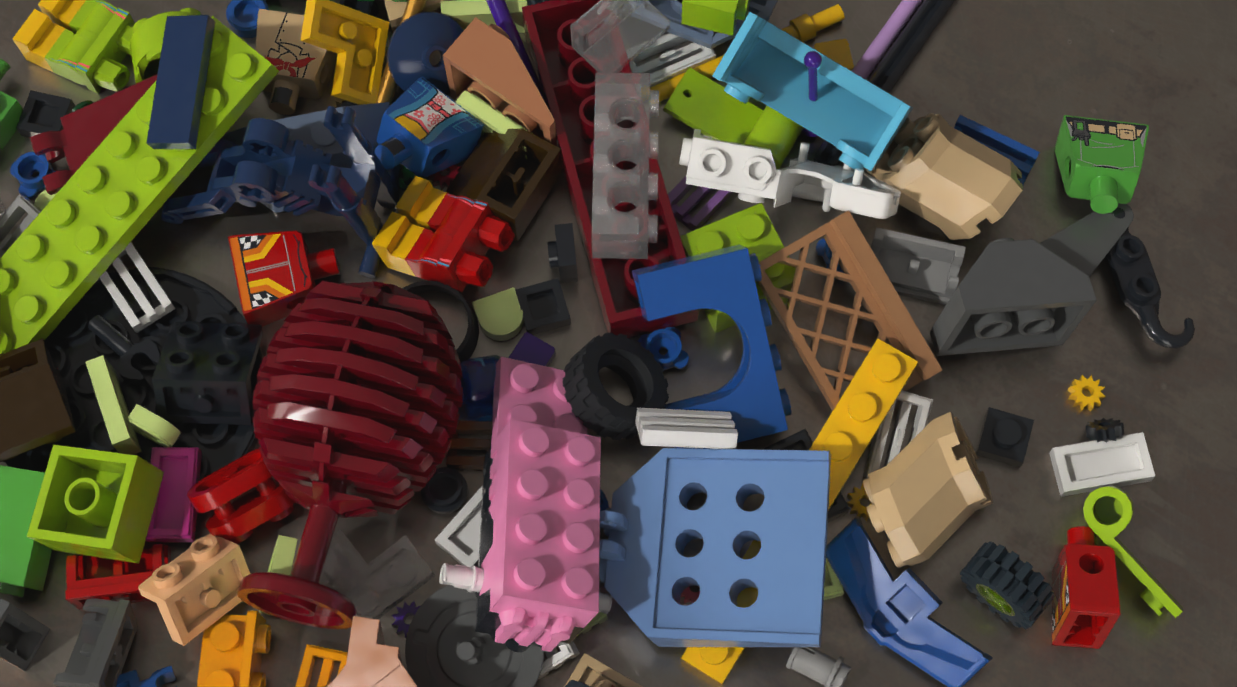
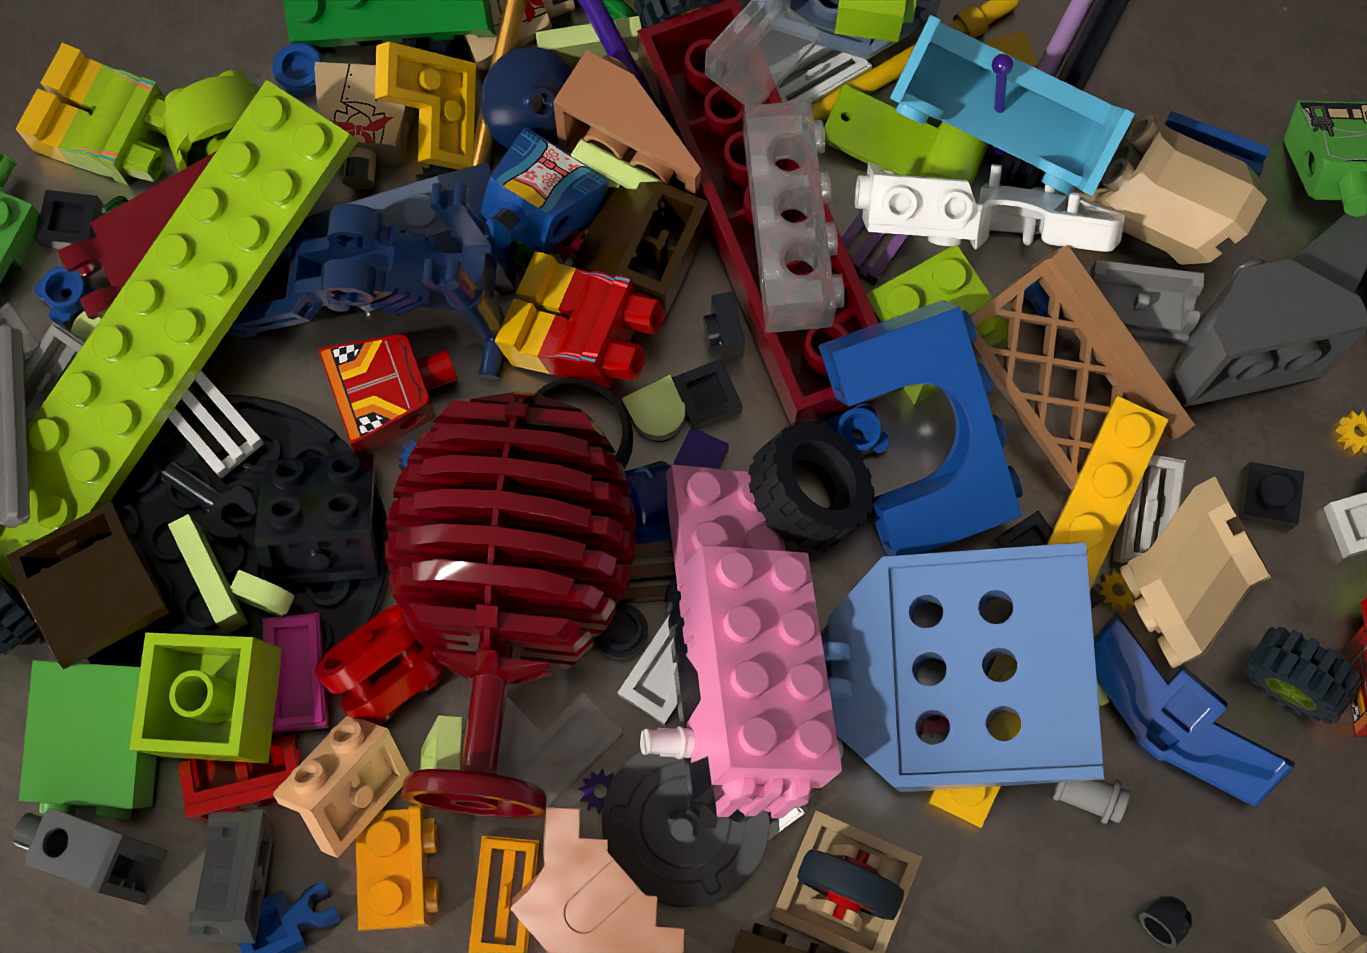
camera: 10 degrees left, 5 degrees up
(181, 82) = (240, 167): dark blue tile -> none
(686, 428) = (907, 530): white tile -> none

